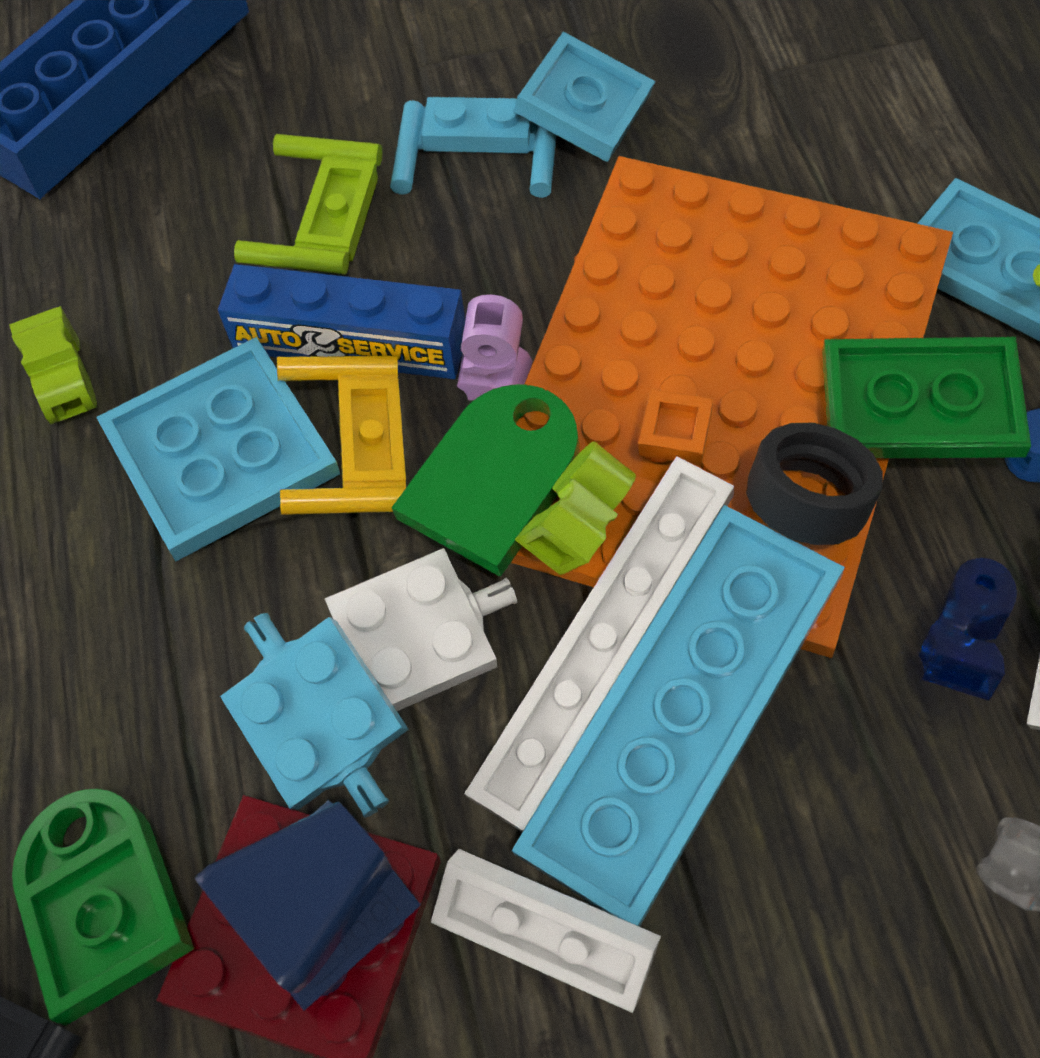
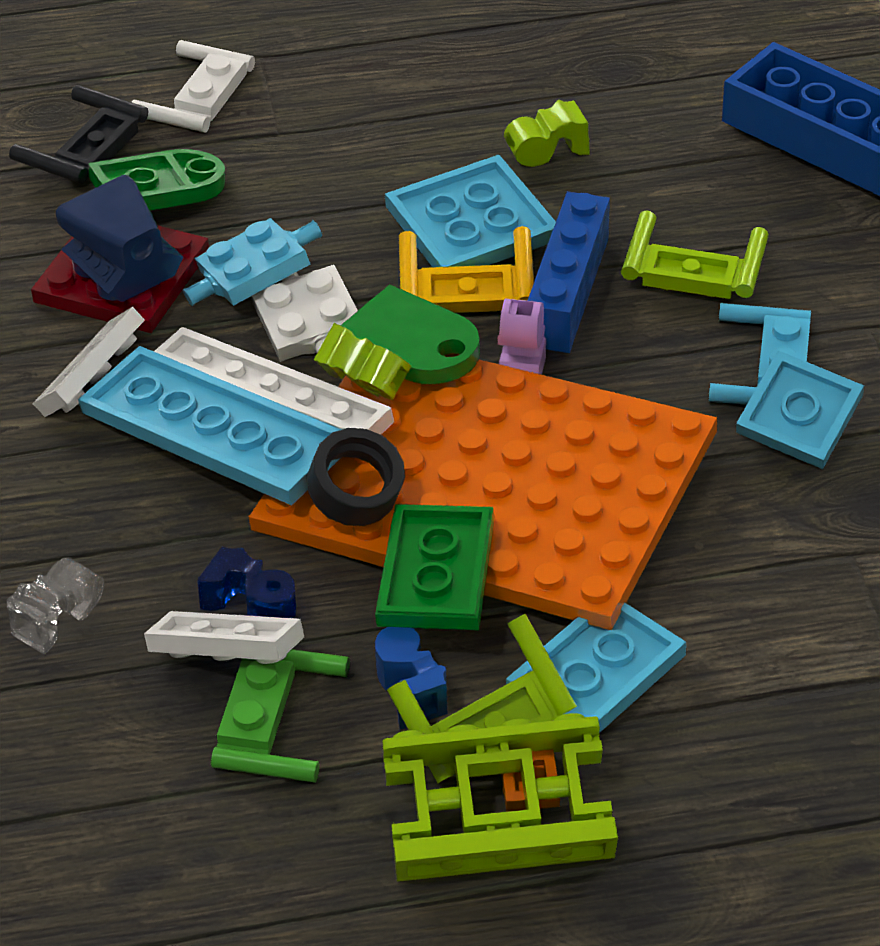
camera: 90 degrees right, 15 degrees down
(675, 426) = (426, 420): orange plate -> none

